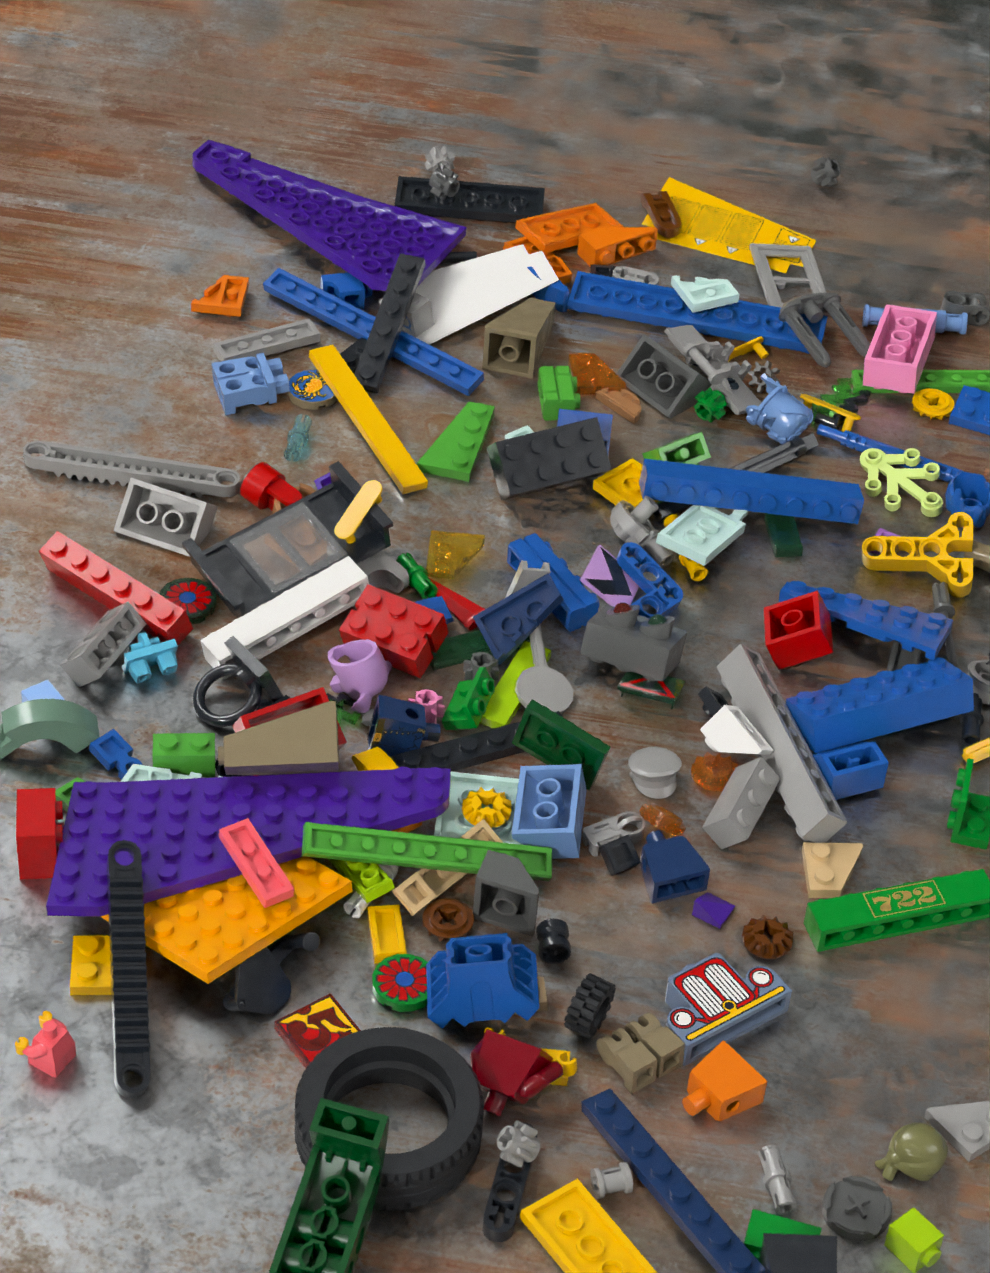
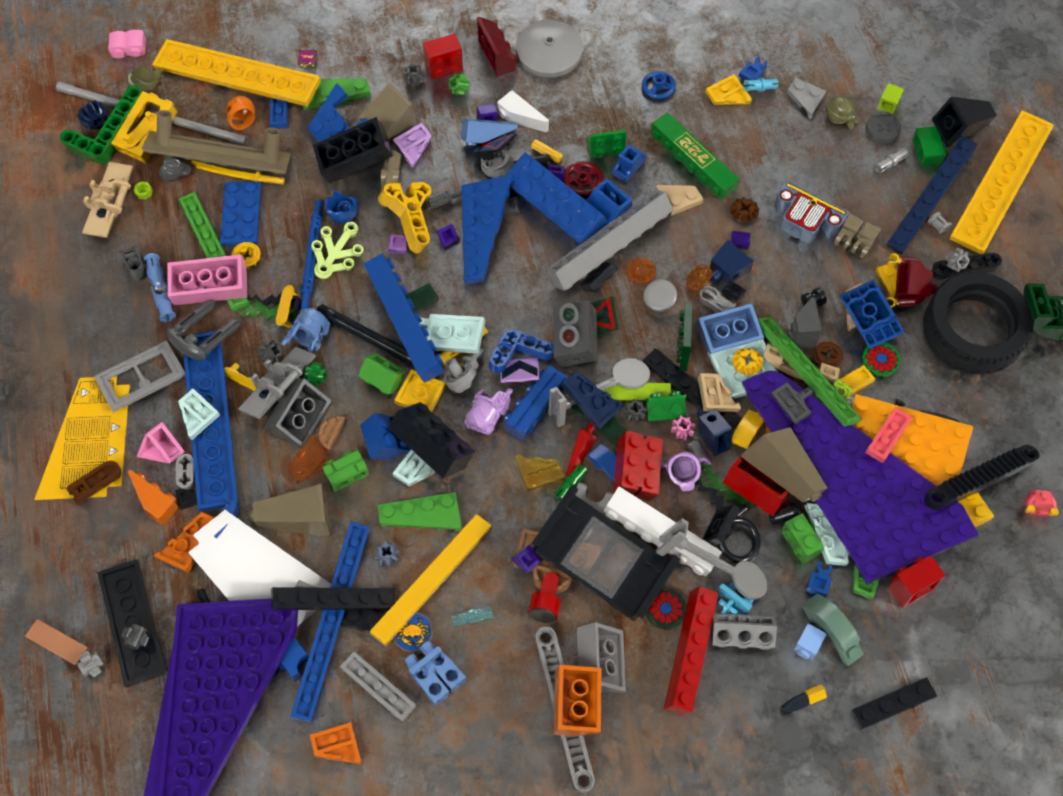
camera: 110 degrees left, 20 degrees up
(127, 450) = (577, 700): none -> orange slope
(167, 679) = (745, 575): none -> light grey piece
(314, 1027) = (938, 384): tile -> none
(354, 515) = (569, 511): yellow piece -> none
(375, 785) = (792, 402): none -> dark grey plate
(423, 393) = (386, 549): none -> sand blue gear
(453, 746) = (715, 394): none -> tan wing
(484, 152) = (56, 642): none -> nougat tile
(557, 524) = (487, 411): none -> lavender helmet
(562, 227) = (141, 537): orange tile -> none
(589, 1005) = (851, 262): black tyre -> none
(686, 264) = (160, 445): none -> bright pink slope
(723, 1084) = (855, 196): orange torso -> none
(733, 733) = (626, 256): white slope -> none
(741, 803) = (667, 242): light grey brick -> none
(798, 630) = (517, 254): red brick -> none
(879, 590) = (447, 235): none -> dark purple slope
(918, 770) = (594, 170): none -> dark red plate
(921, 823) = (628, 163): none -> blue brick
(940, 743) = (558, 171): none -> dark purple slope

